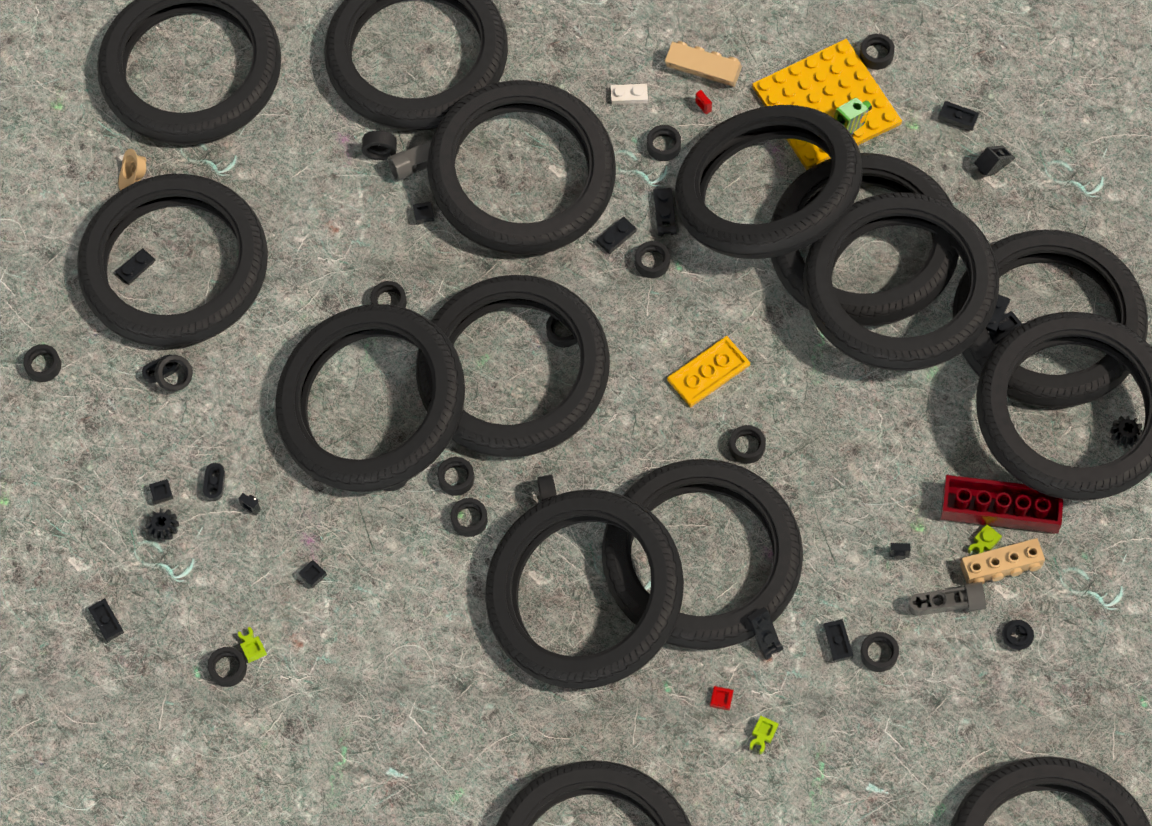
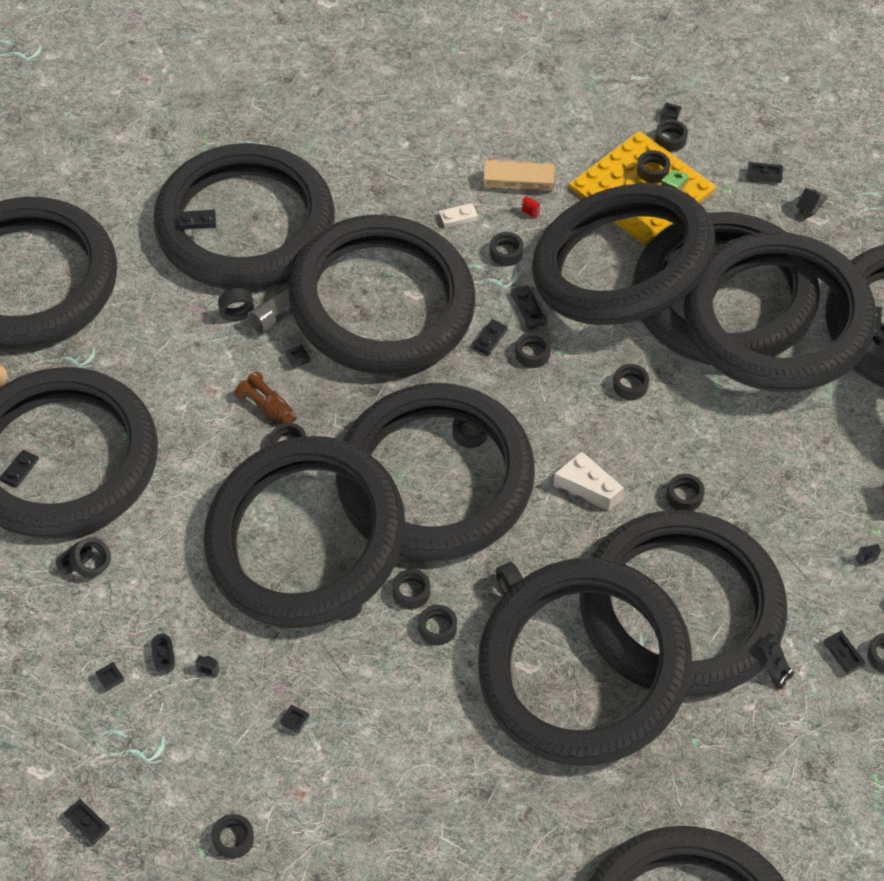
camera: 20 degrees left, 10 degrees down
(154, 525) = (114, 709): black gear -> none
(251, 647) = (253, 809): lime plate -> none
(365, 47) = (197, 219): none -> black plate
(384, 258) = (272, 404): none -> reddish brown piece
(657, 410) = (589, 481): none -> white wedge
(708, 371) = (622, 437): yellow tile -> none
(721, 698) = (752, 737): red tile -> none
(736, 329) = (631, 370): none -> black tyre
(764, 731) = (808, 757): lime plate -> none
(841, 73) = (653, 157): none -> black tyre
(886, 24) = (670, 111): none -> black plate

